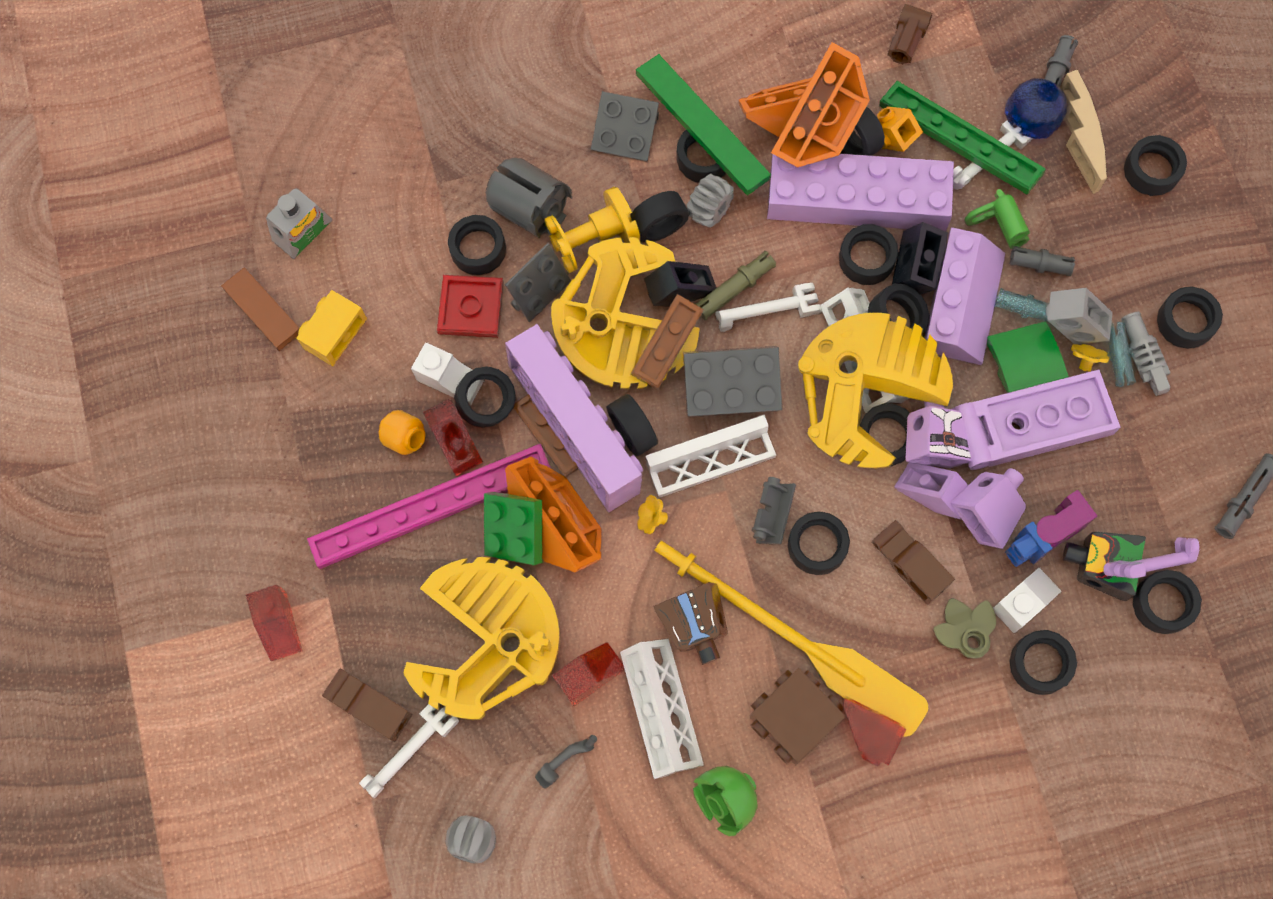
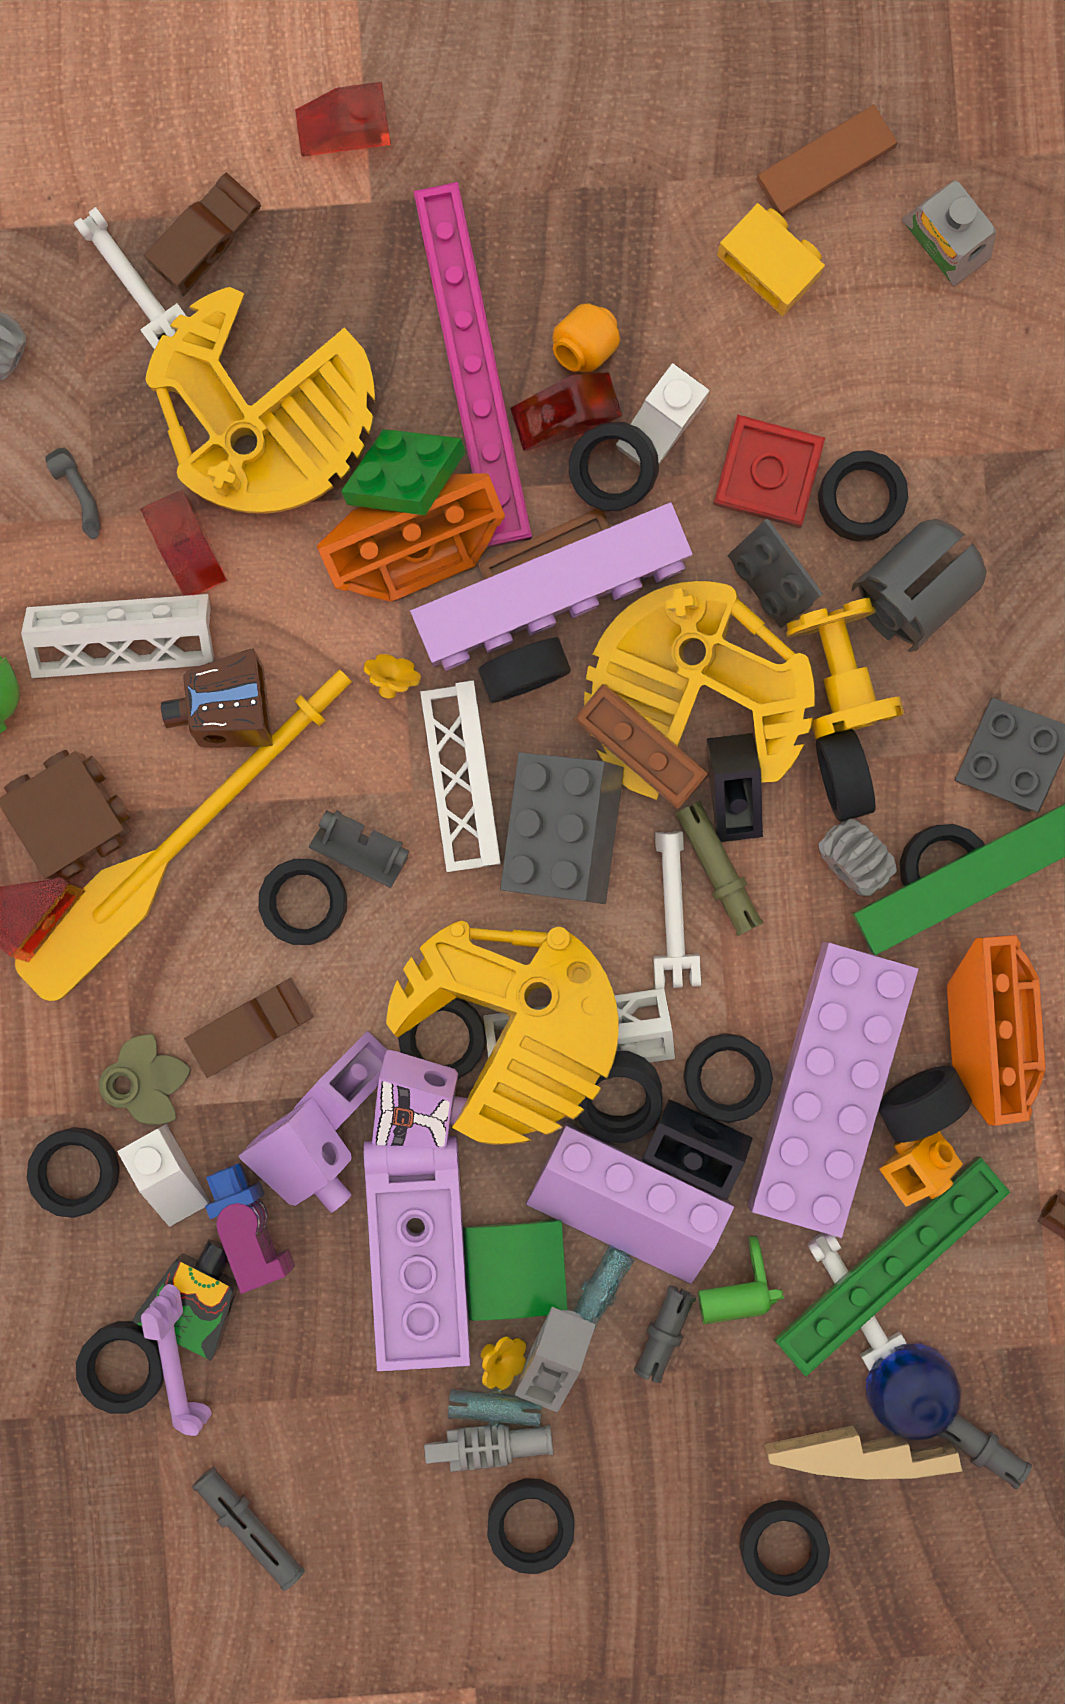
camera: 100 degrees right, 15 degrees up
(825, 111) = (947, 1053): orange wedge -> none

